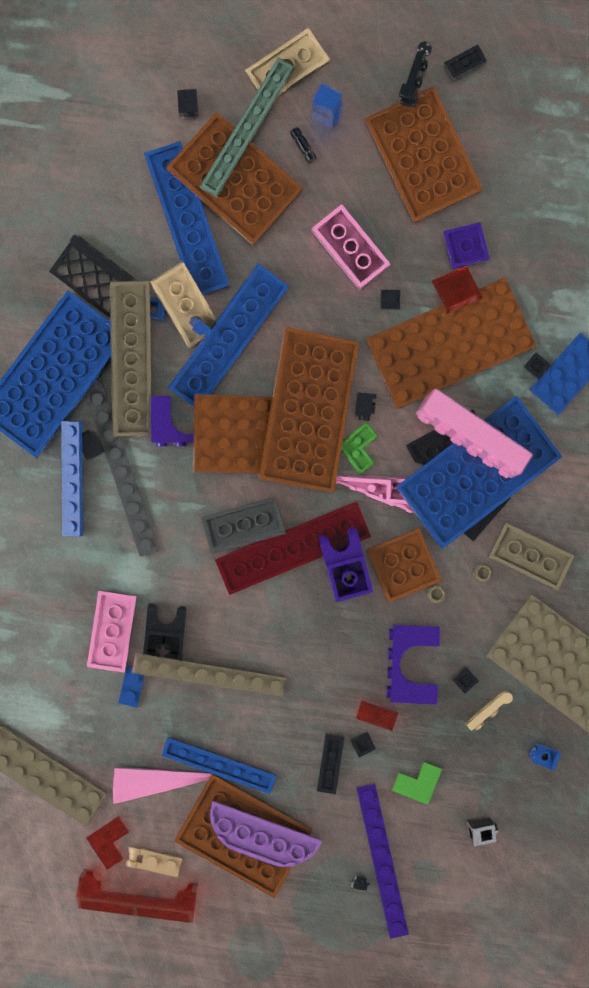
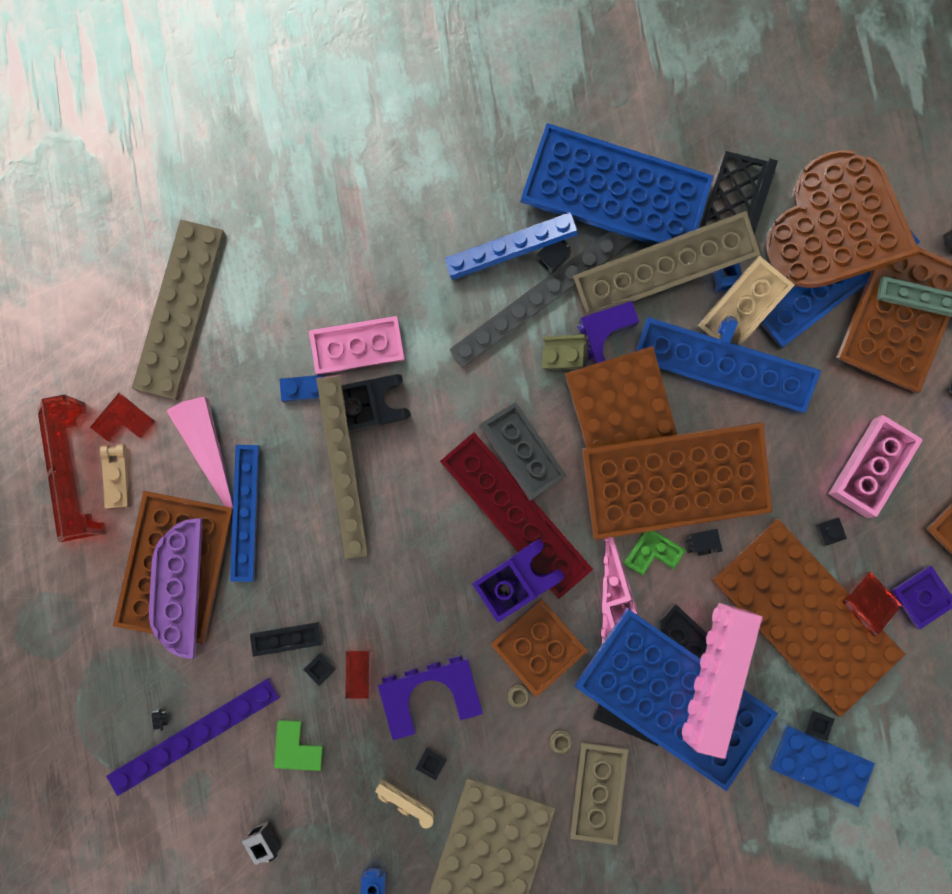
camera: 70 degrees right, 5 degrees down
(144, 202) = (840, 224): none -> dark orange plate
(174, 464) = (565, 352): none -> olive plate

